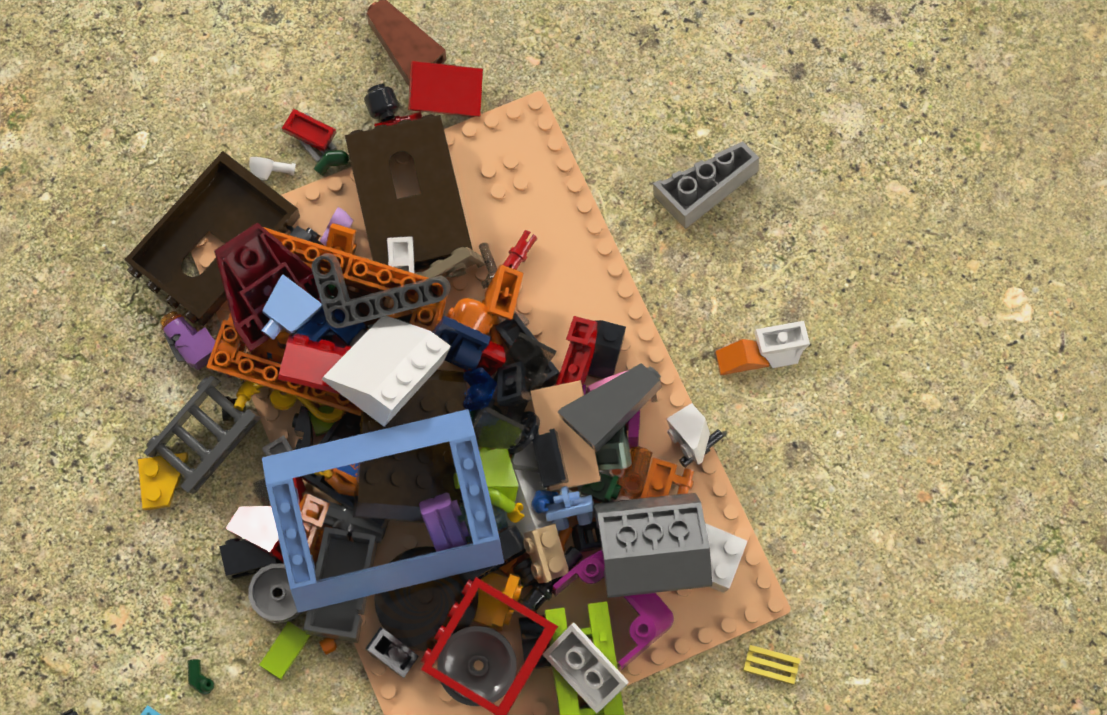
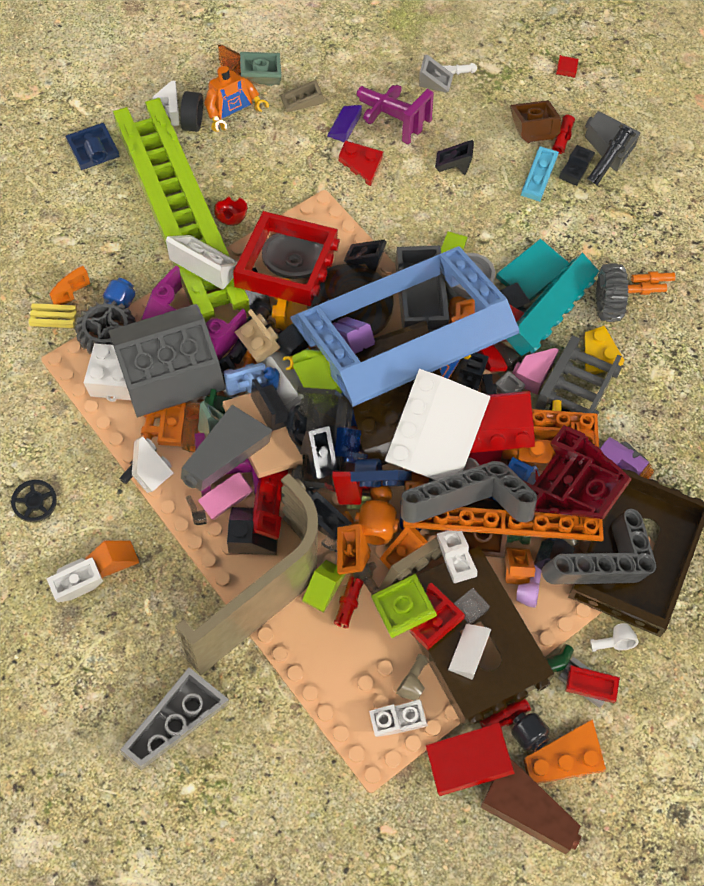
camera: 165 degrees right, 10 degrees down
(58, 560) = (653, 277): none -> orange bar
(74, 548) = (646, 288): none -> orange bar
(121, 534) = (612, 292): none -> dark grey gear
(195, 536) = (552, 304): none -> teal brick
(195, 602) = (533, 269): none -> teal tile
(196, 679) = (510, 220): dark green arm -> none
(221, 230) = (629, 565): none -> dark grey beam
(241, 468) = (535, 369): none -> bright pink slope
(288, 308) = (543, 463): light blue torso -> none
(353, 78) = (567, 757): none -> orange wing
(403, 207) = (472, 606): none -> clear plate
(417, 168) = (469, 650): none -> white slope
(442, 205) = (436, 628): none -> red wing
(460, 288) = (404, 544): none -> orange slope
(469, 221) = (403, 605): none -> lime tile
(481, 164) = (411, 687): none -> dark tan bar
(499, 141) = (398, 718): none -> white slope
(536, 277) = (323, 586): none -> lime slope
(604, 247) = (266, 595): none -> dark tan panel
(691, 671) = (119, 291): none -> blue head
(723, 599) = (100, 320): none -> dark grey gear
(753, 691) = (64, 289): none -> orange slope
(814, 439) = (34, 501): none -> black wheel

